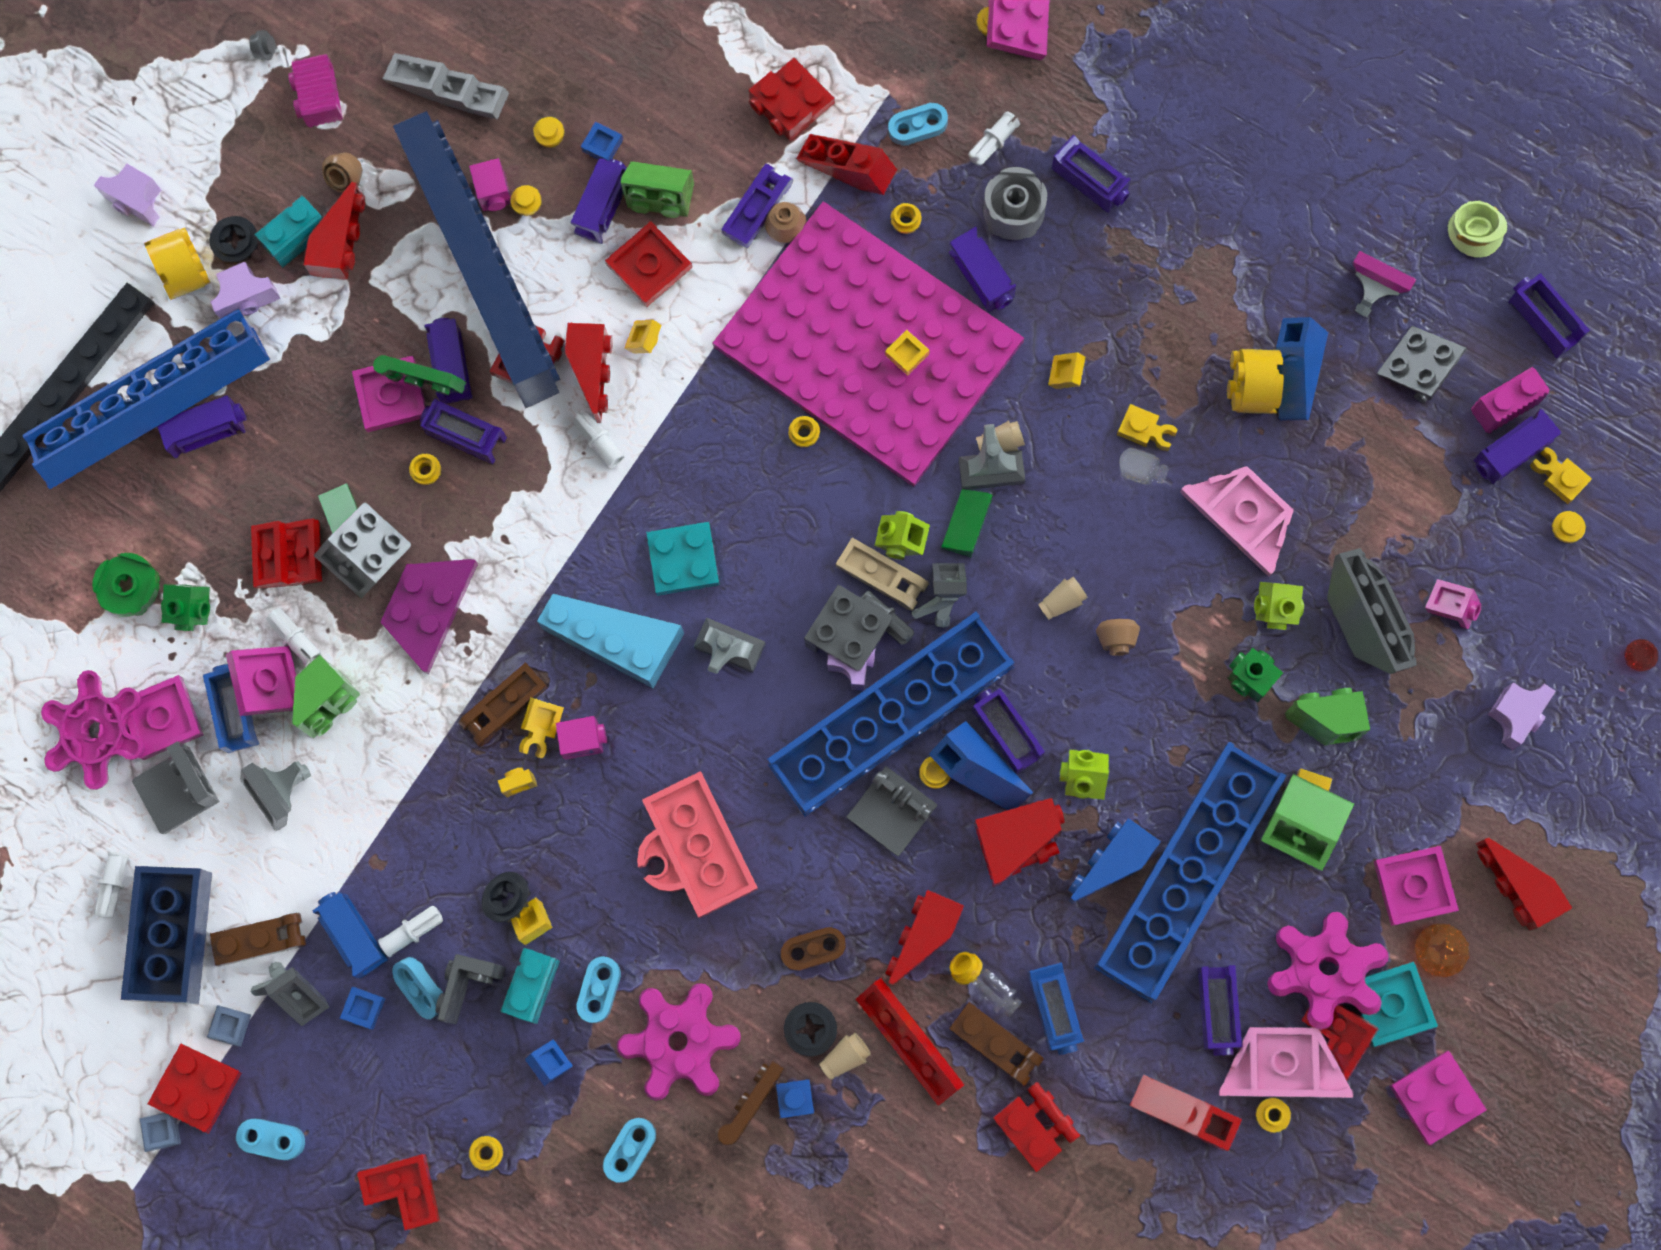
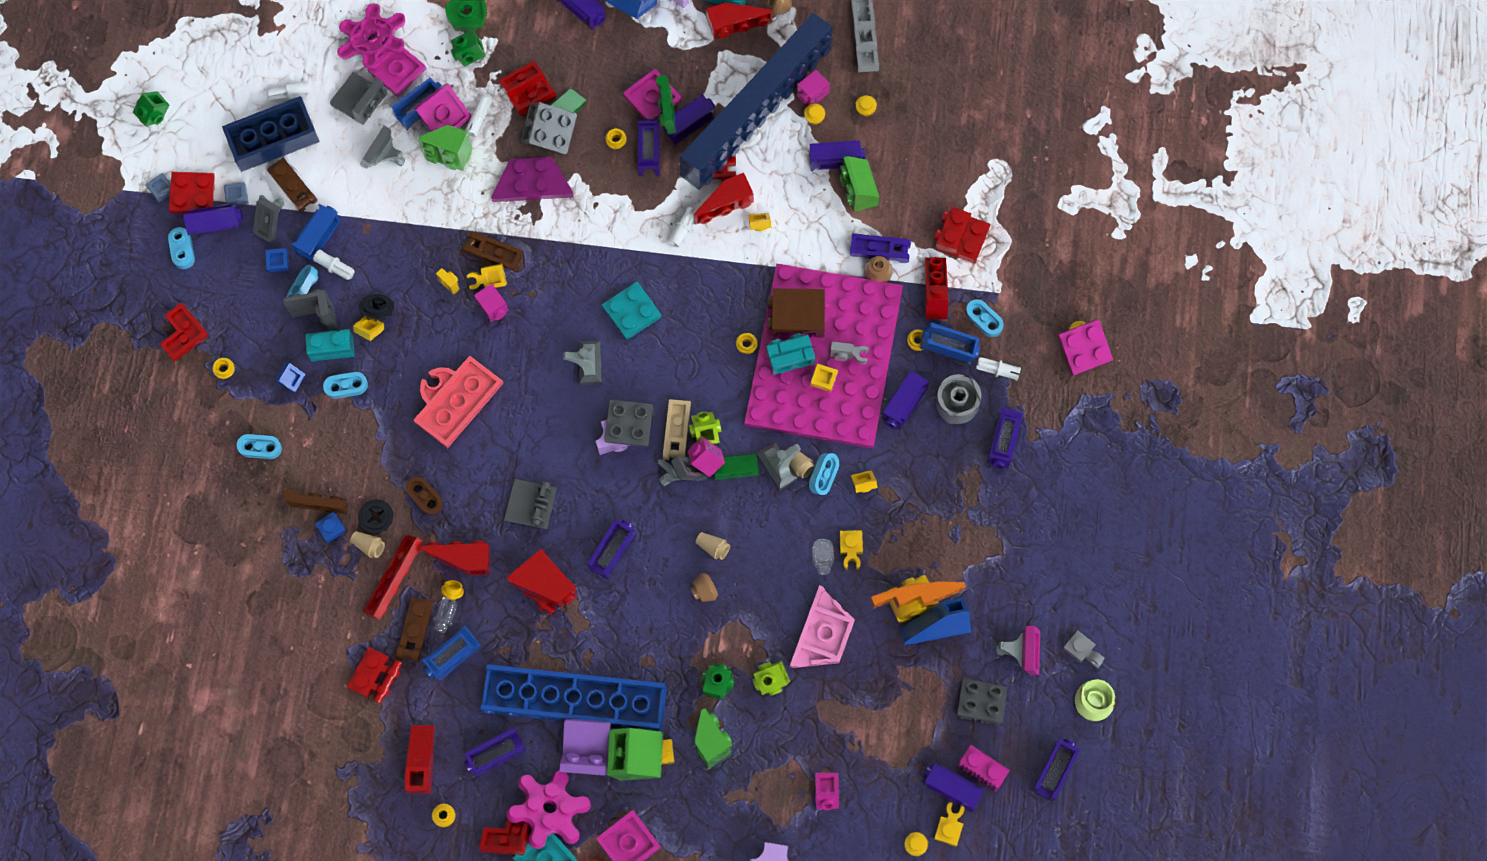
camera: 60 degrees right, 5 degrees down
(32, 1093) = (151, 108): none -> green brick
(252, 1073) = (213, 218): none -> dark purple window
(601, 142) = (874, 139): blue plate -> none
(616, 637) = (561, 297): medium azure wedge -> none
(648, 264) = (809, 202): red plate -> none
(702, 1043) = (342, 458): dark pink plate -> none
(800, 343) = (797, 311): none -> reddish brown panel
(854, 379) = (790, 354): none -> teal brick
(884, 310) = (846, 351): none -> light grey plate
(890, 714) = (591, 475): blue tile -> none
(898, 628) = (647, 452): dark grey axle -> none
(933, 775) = (566, 518): yellow plate -> none
(934, 178) = (950, 343): none -> blue window
(942, 550) = (706, 456): none -> dark pink brick
(979, 767) = (579, 539): blue slope -> none
(1033, 415) = (824, 473): none -> medium azure plate
(1085, 774) = (604, 606): lime brick -> none
(1123, 857) = (564, 653): blue slope -> none
(1269, 885) = (585, 747): none -> medium lavender bracket
(1273, 356) = (924, 592): none -> orange slope
(1285, 1065) = (477, 808): bright pink wing -> none
(1370, 613) = (793, 739): dark grey wedge -> none
(1405, 215) = (1082, 648): none -> light grey plate

